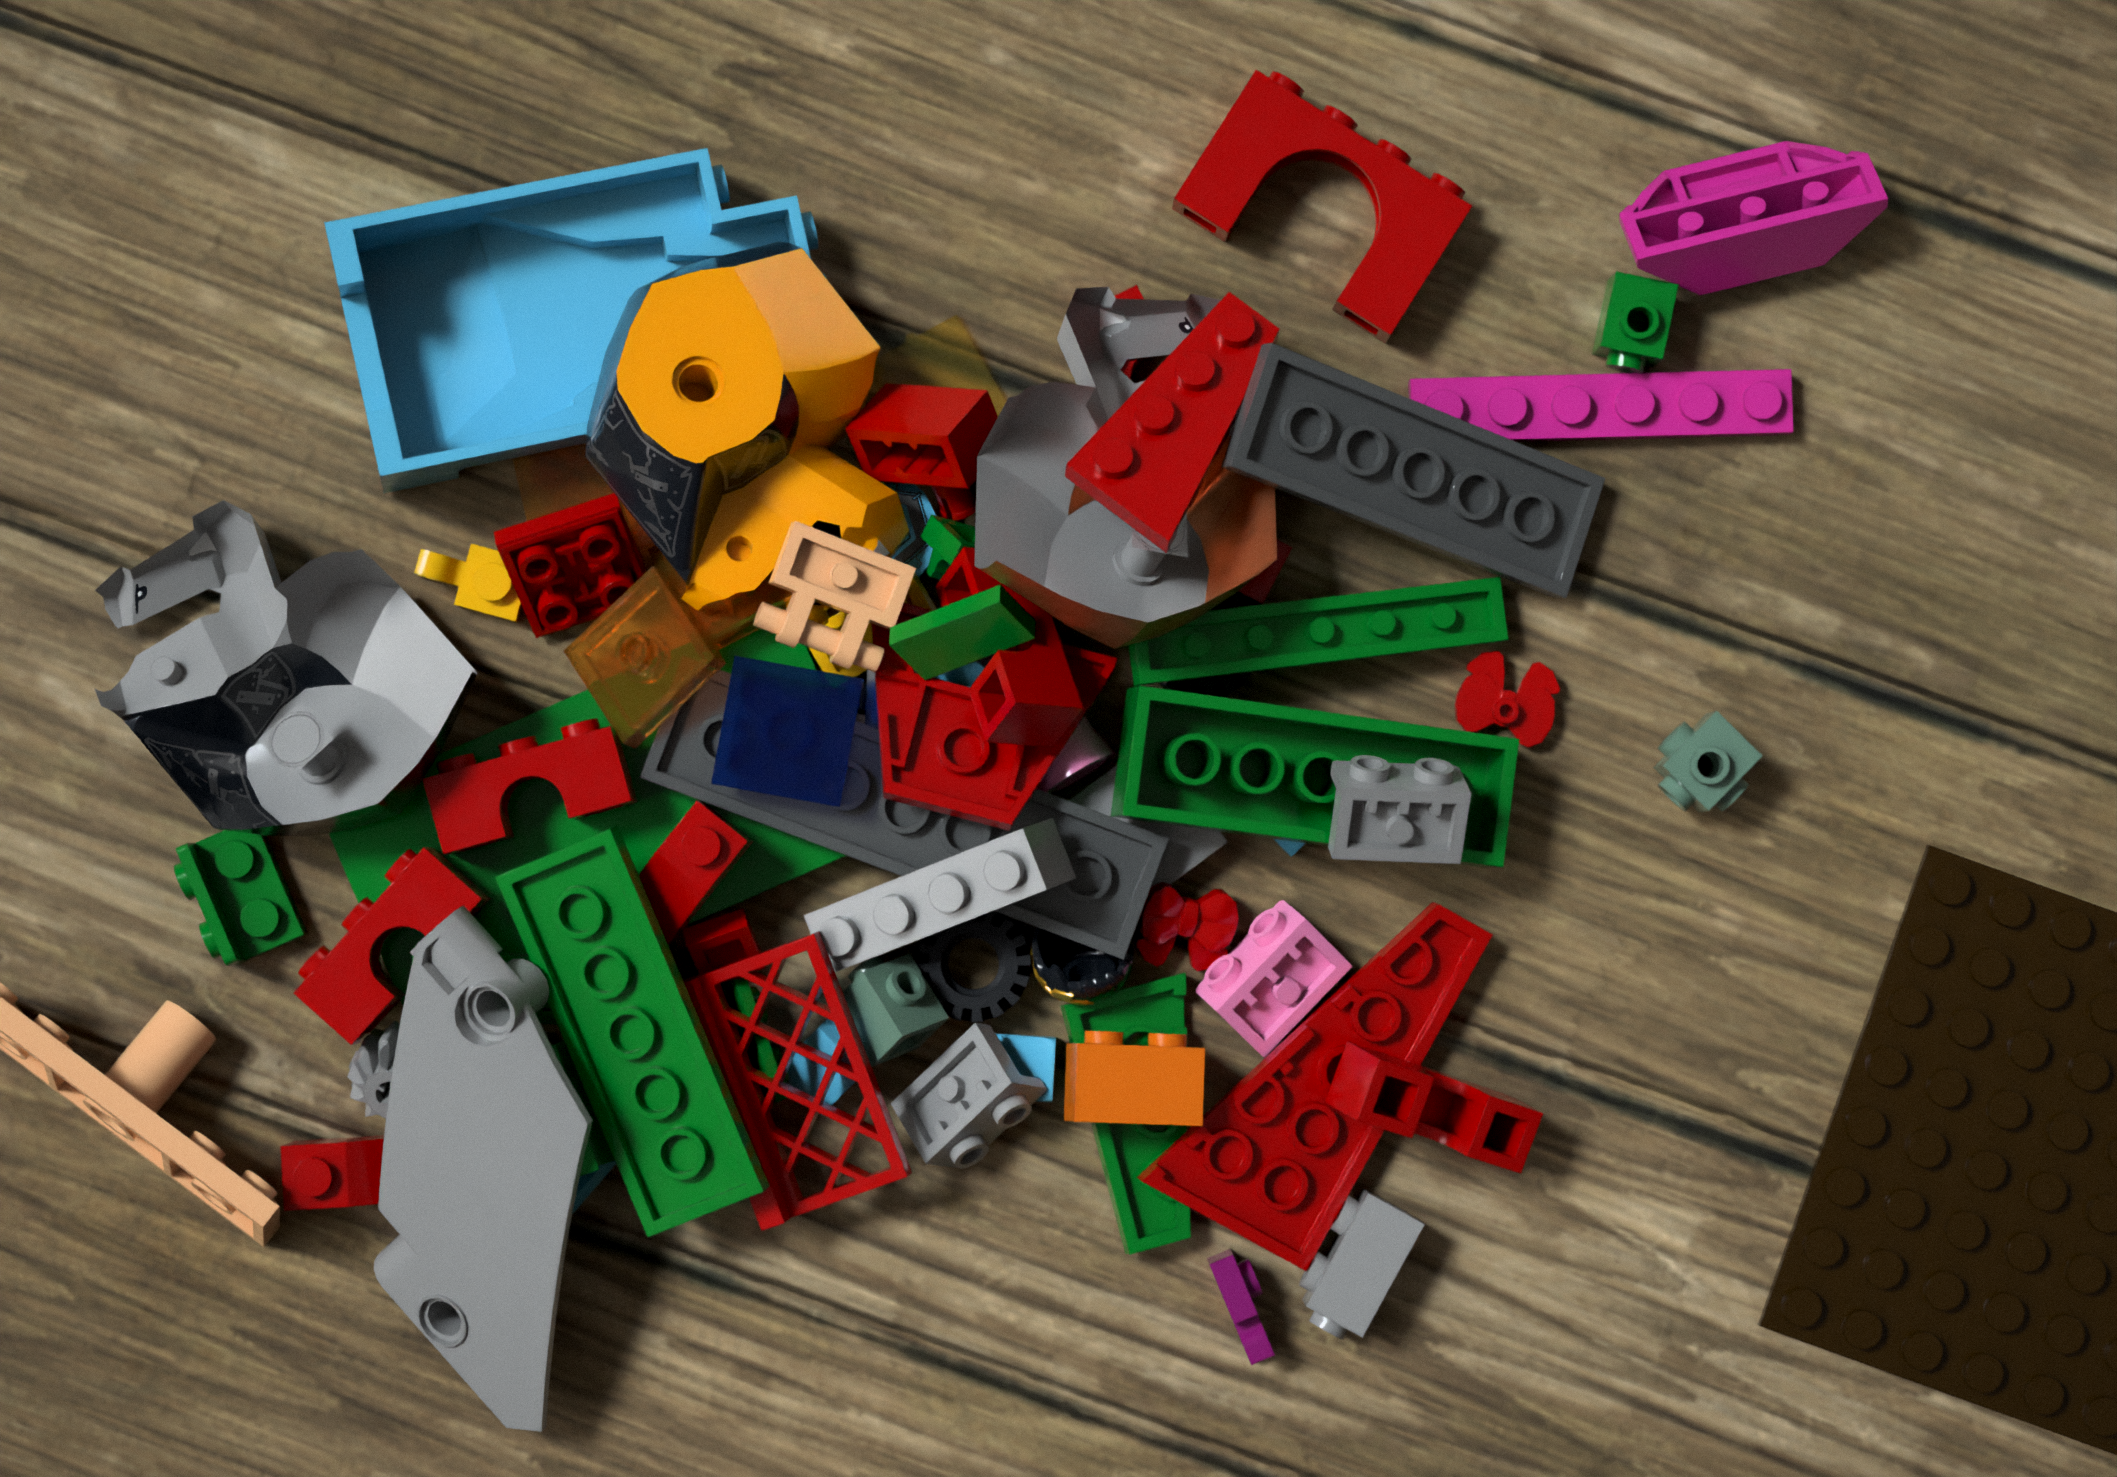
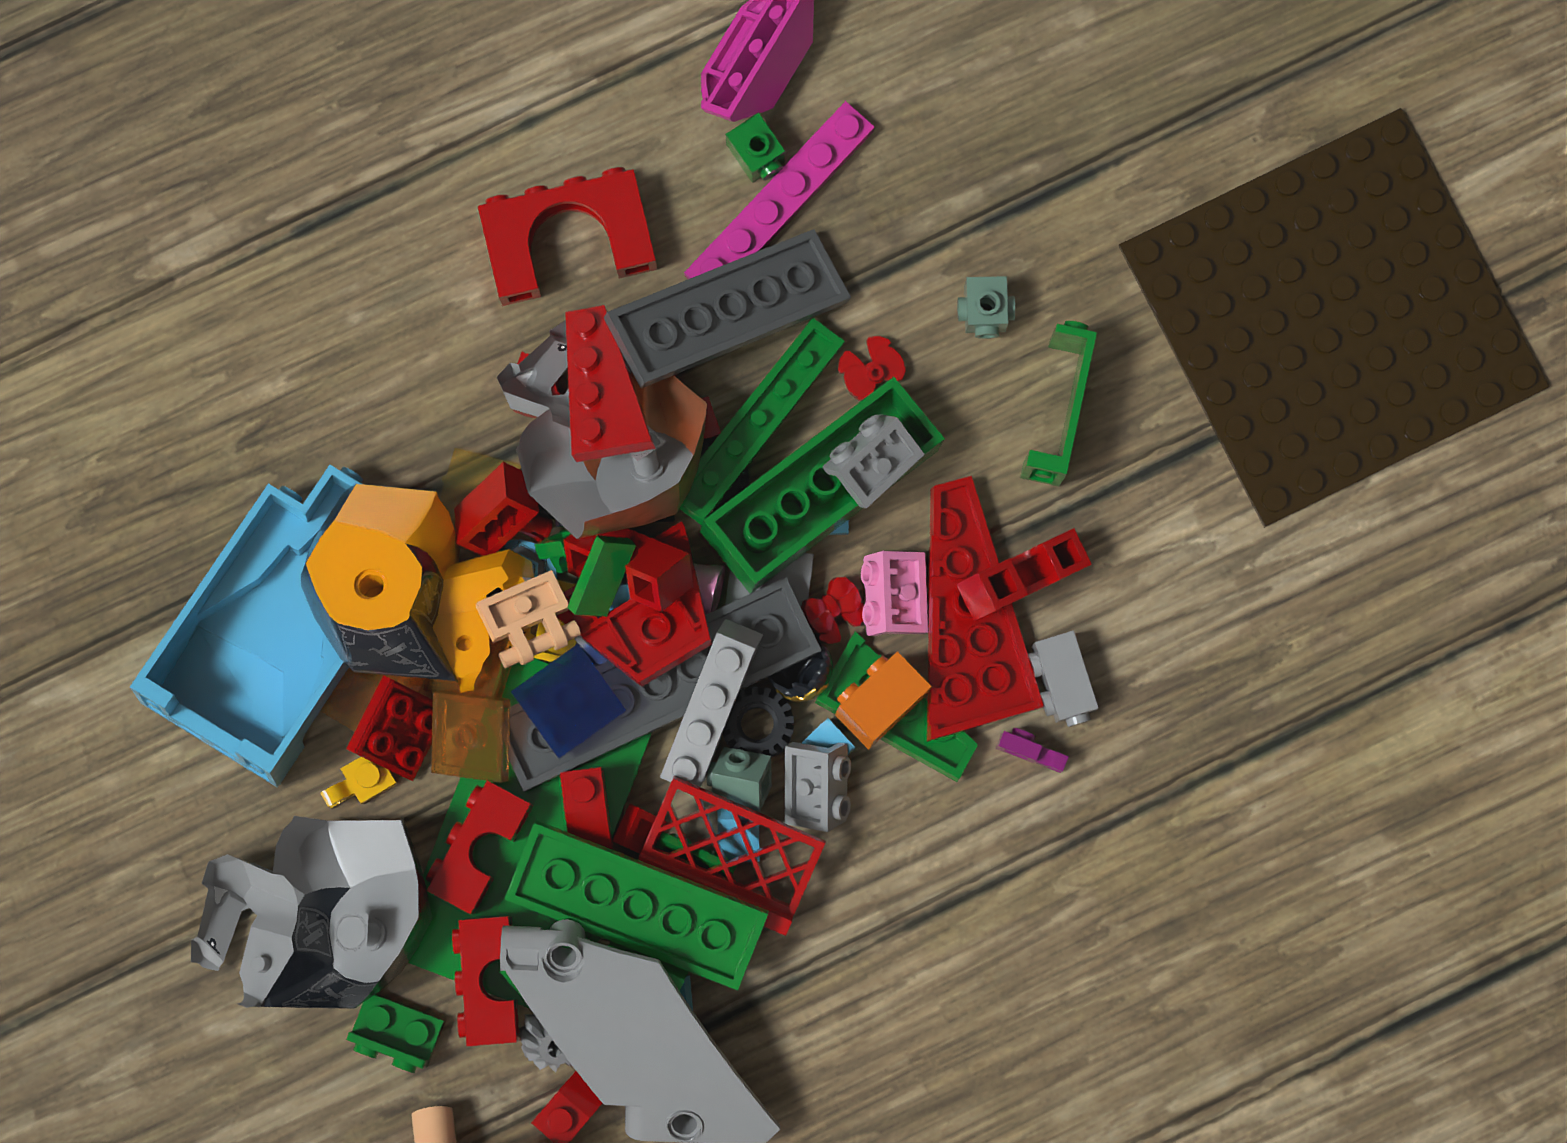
camera: 45 degrees left, 5 degrees down
(1592, 1028) = (1050, 468): none -> green panel

